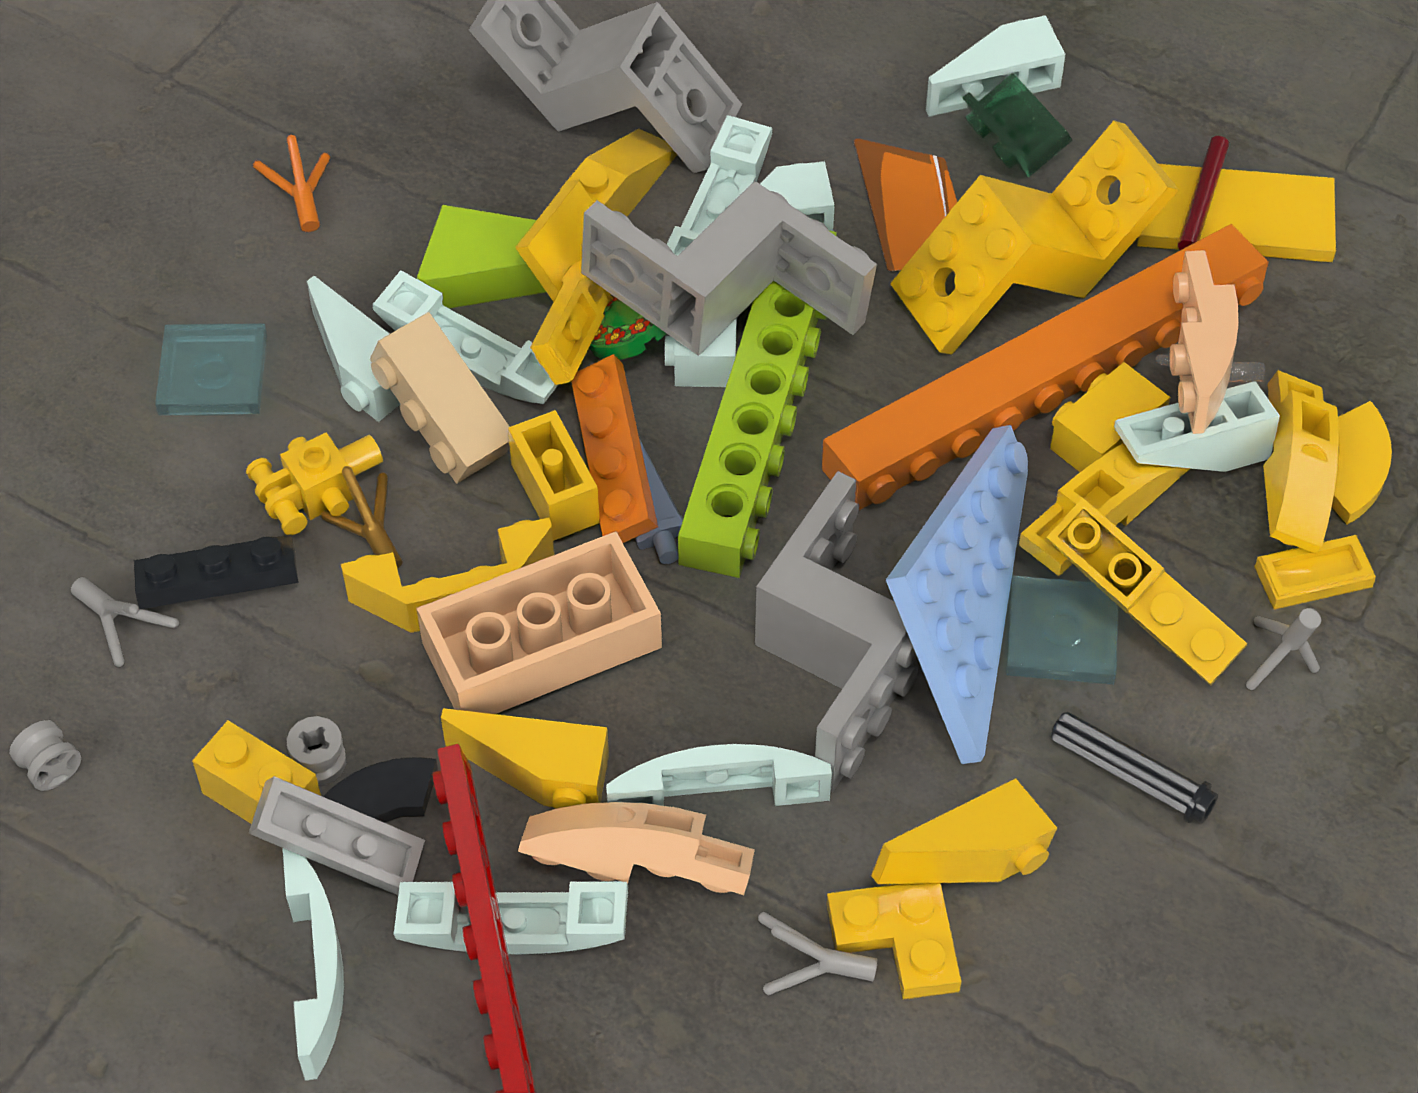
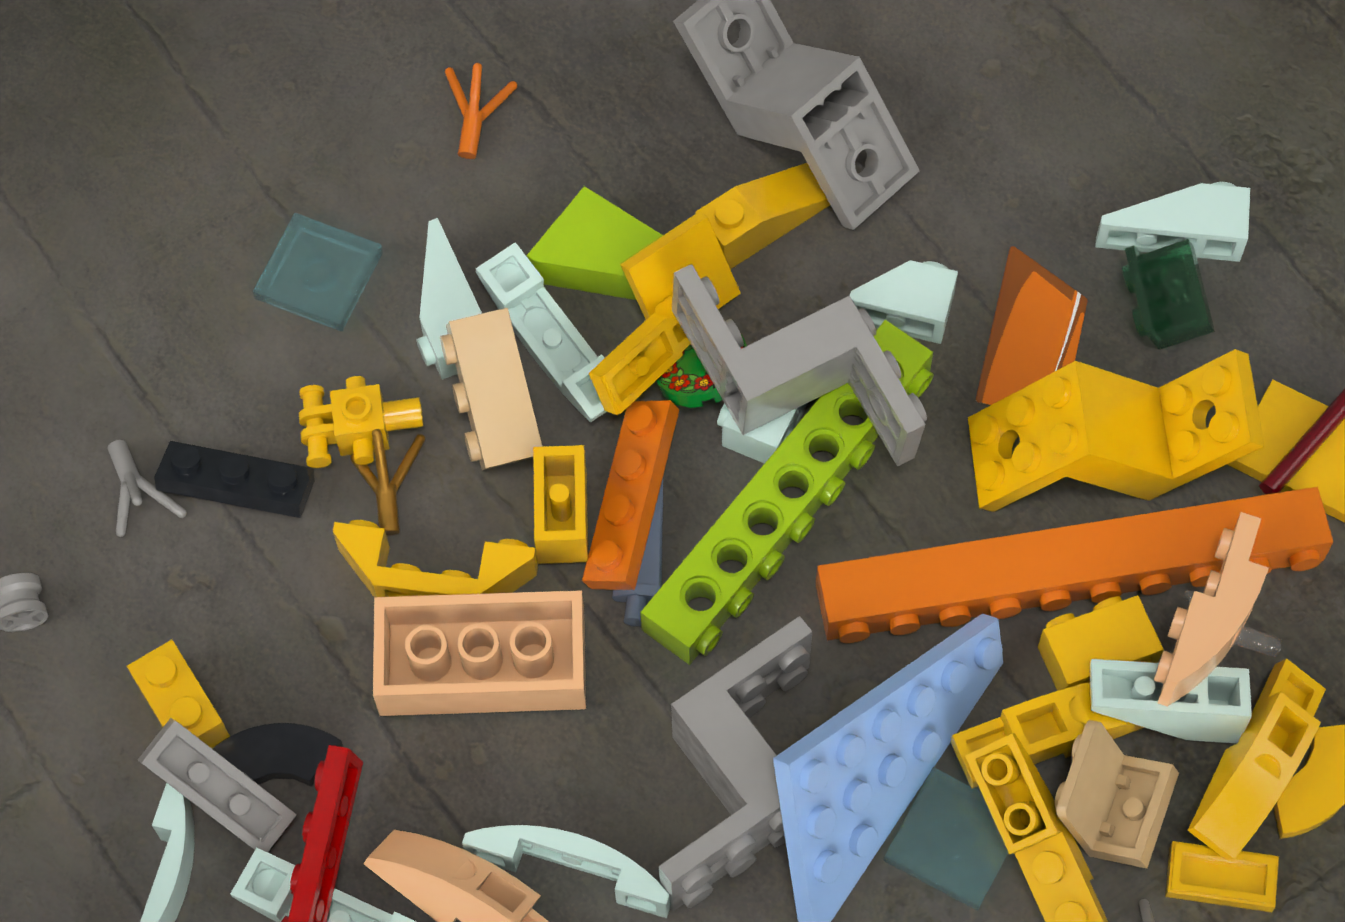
camera: 25 degrees right, 10 degrees up
(326, 761) = (248, 701): light grey wheel -> none
(541, 758) = (437, 785): yellow slope -> none
(733, 168) = (863, 256): light aqua slope -> none
(1194, 537) = (1114, 799): none -> tan bracket

